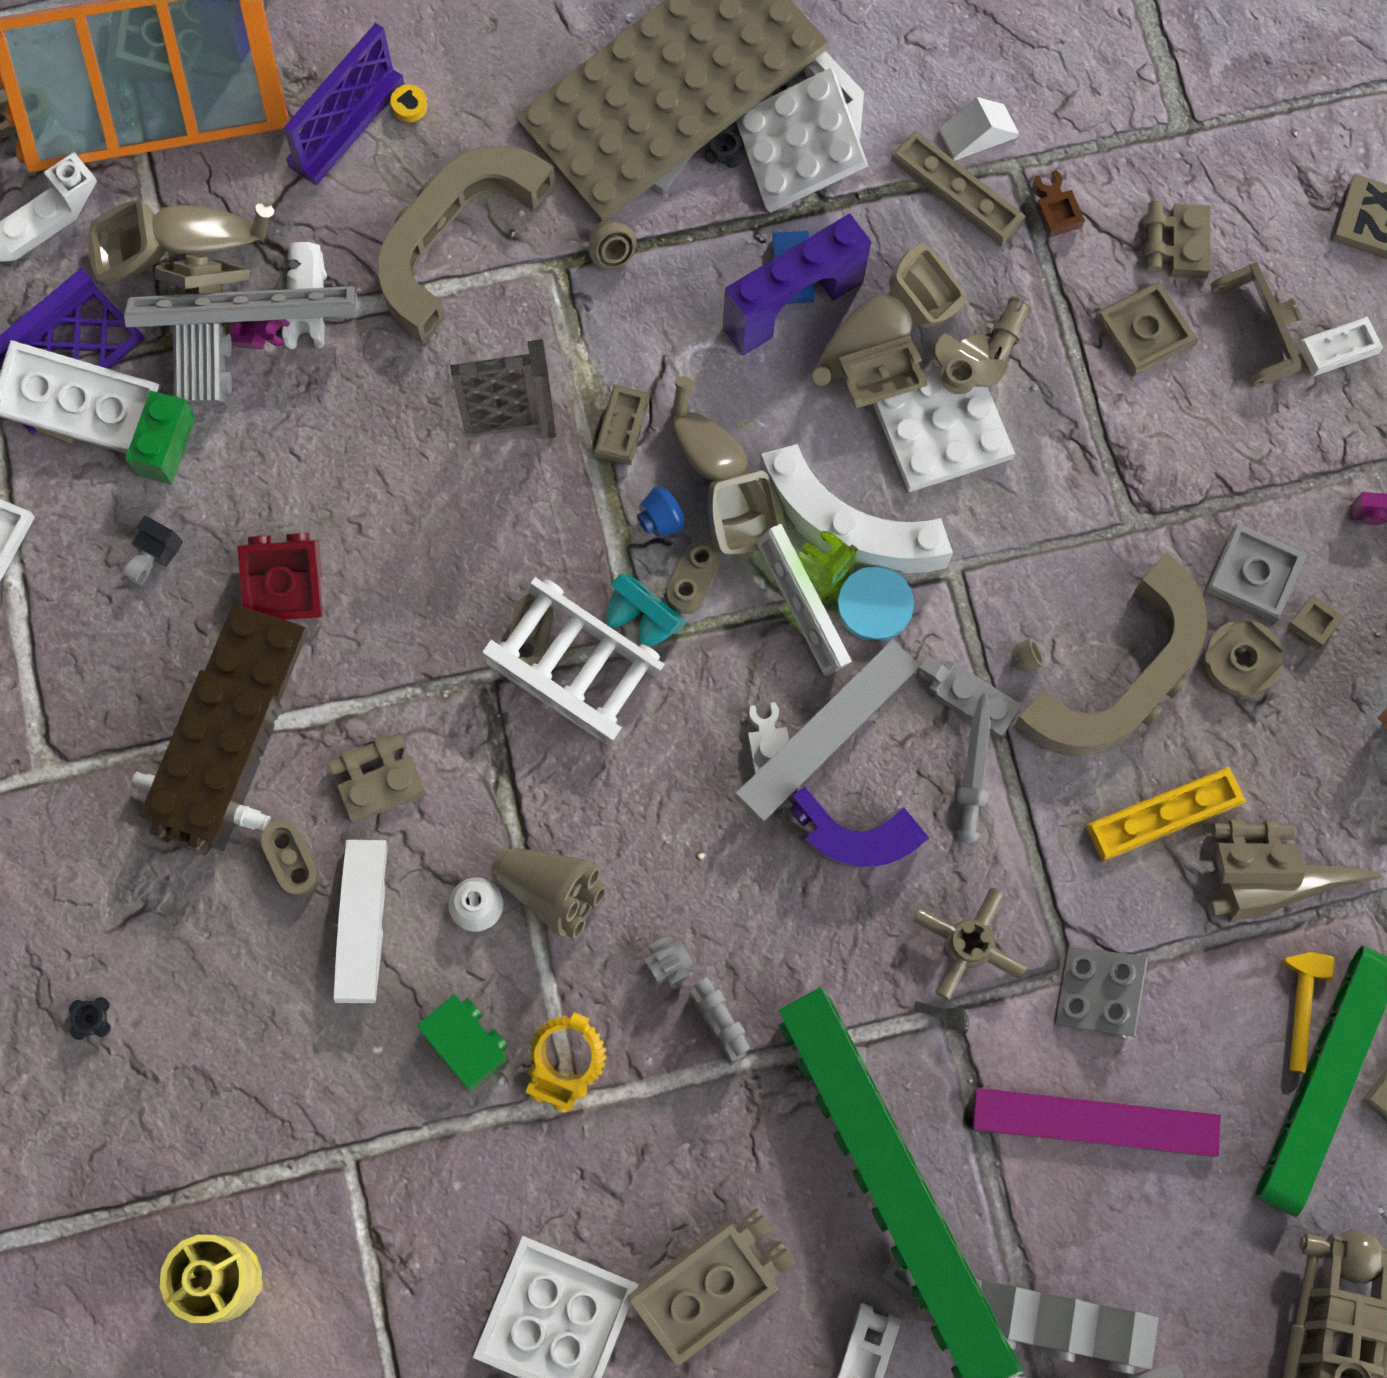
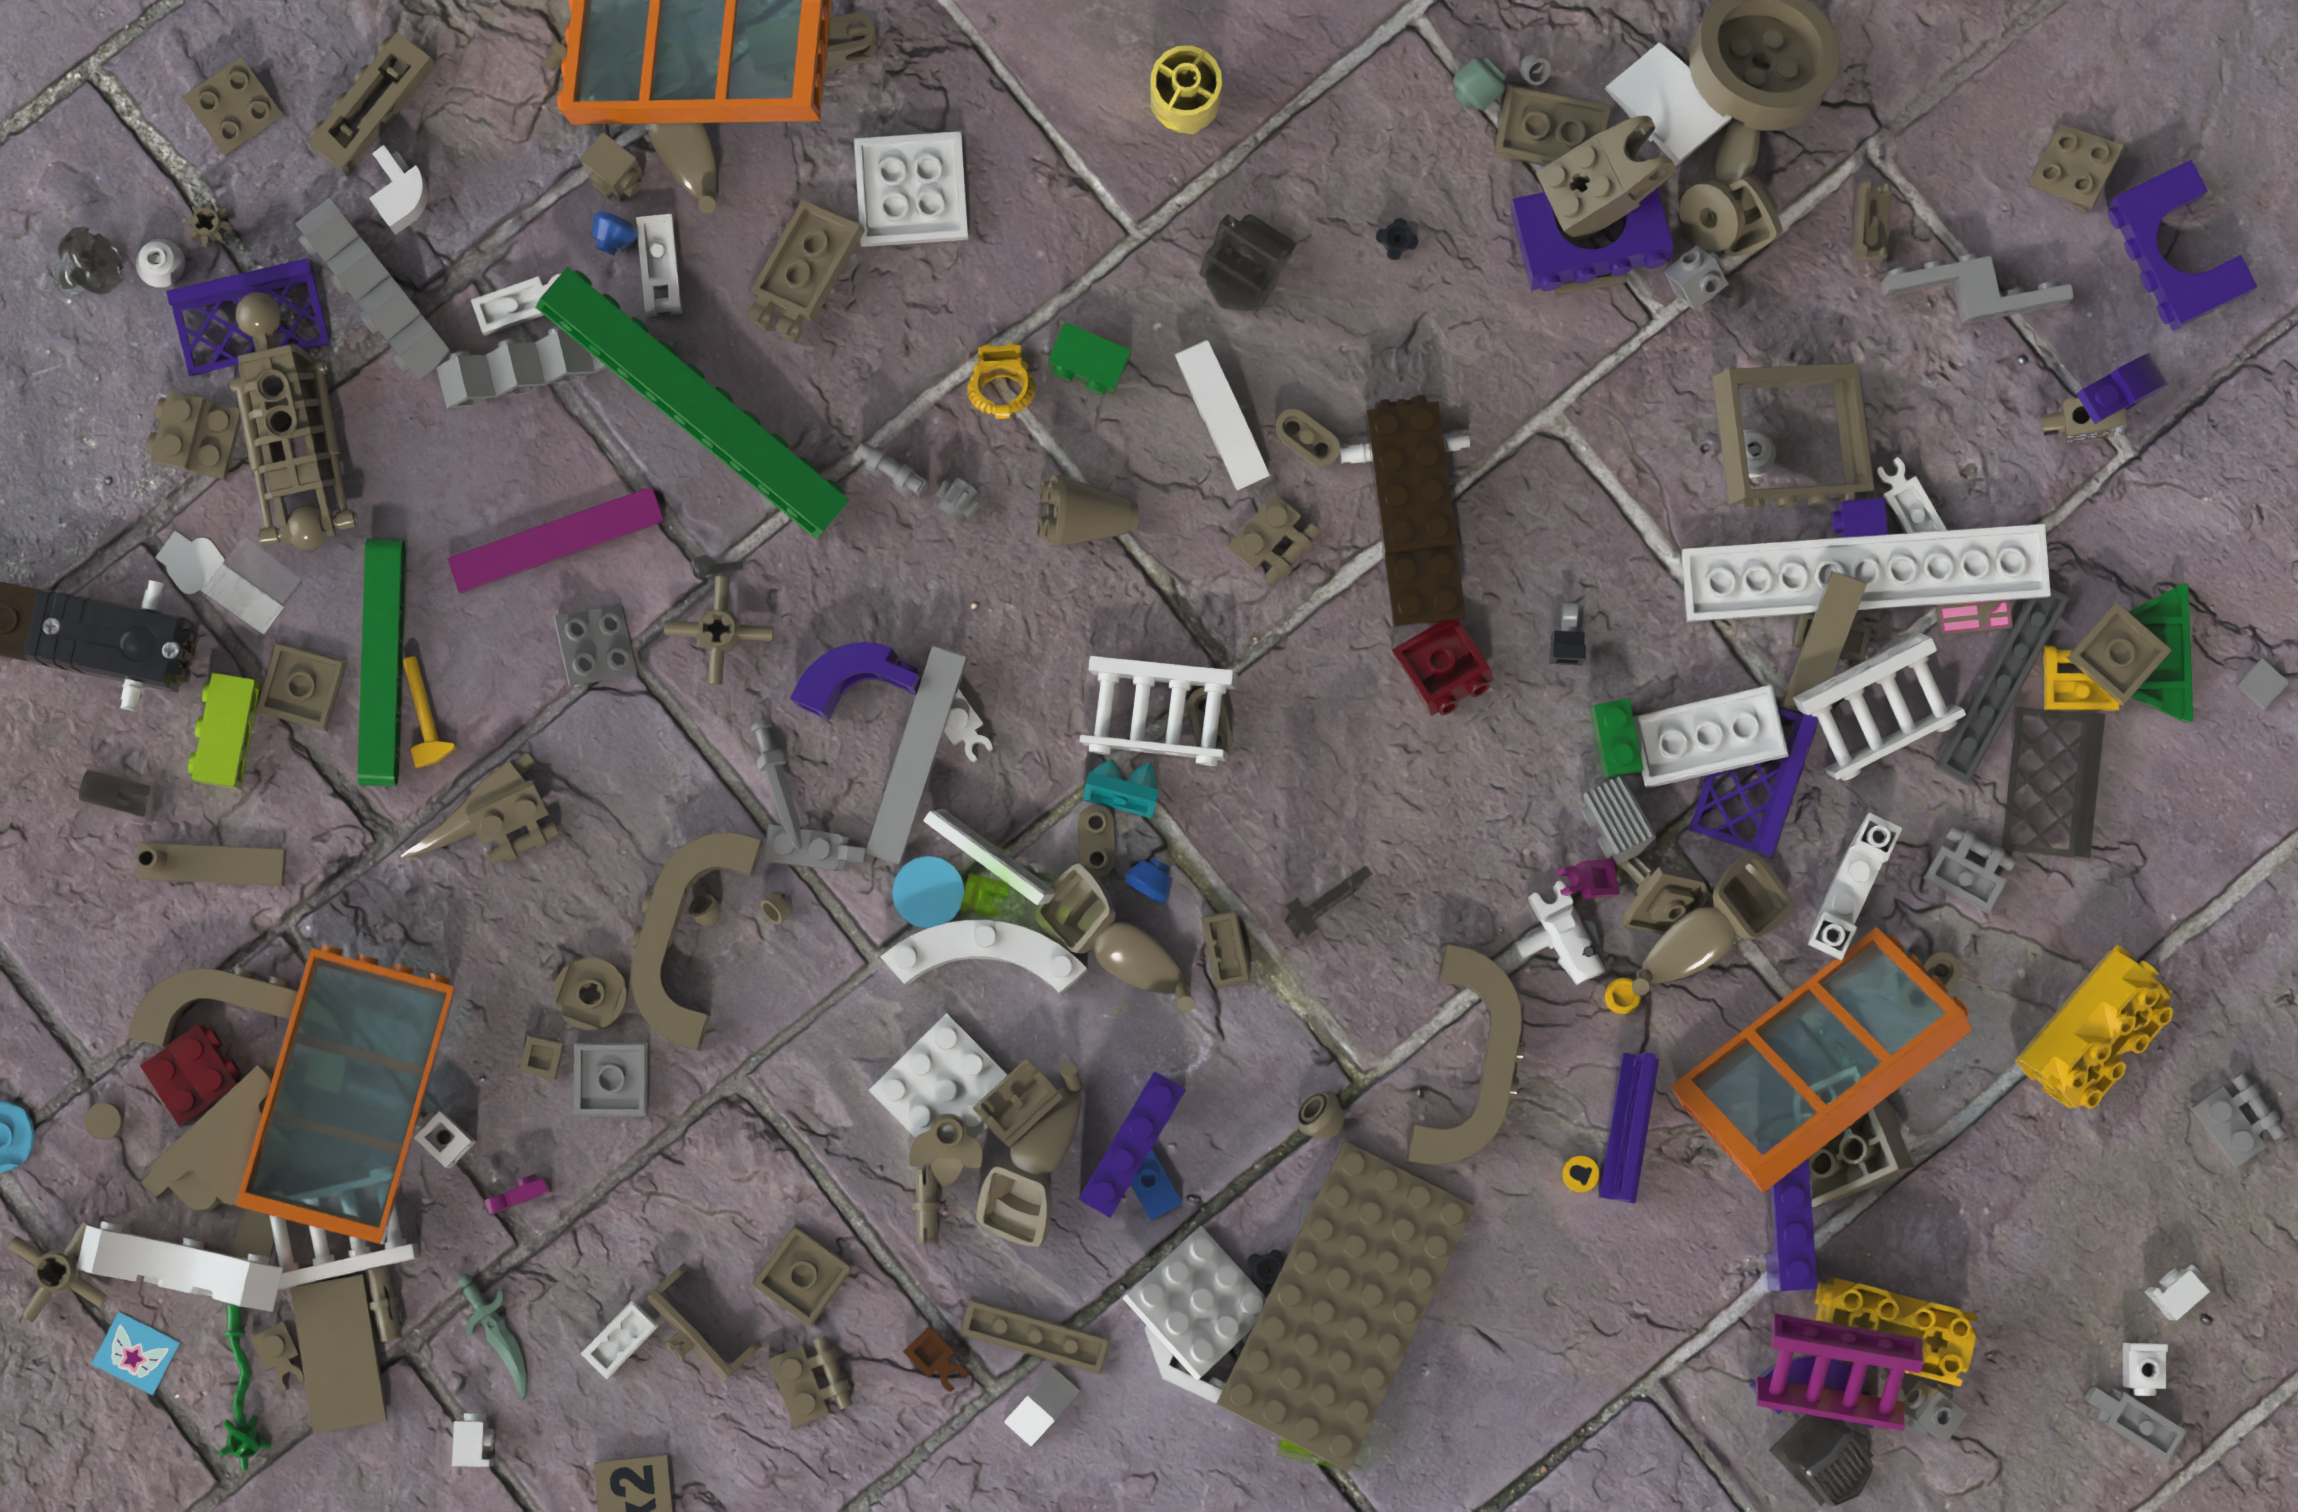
camera: 155 degrees right, 10 degrees up
(240, 306) = (1606, 882): light grey tile -> none
(251, 1063) = (1245, 262): none -> clear smoke piece
(287, 227) = (1620, 996): none -> yellow tile
(476, 915) = (1145, 483): white cone -> none
(1097, 687) = (705, 910): none -> dark tan hinge
(1165, 814) = (602, 825): yellow tile -> none

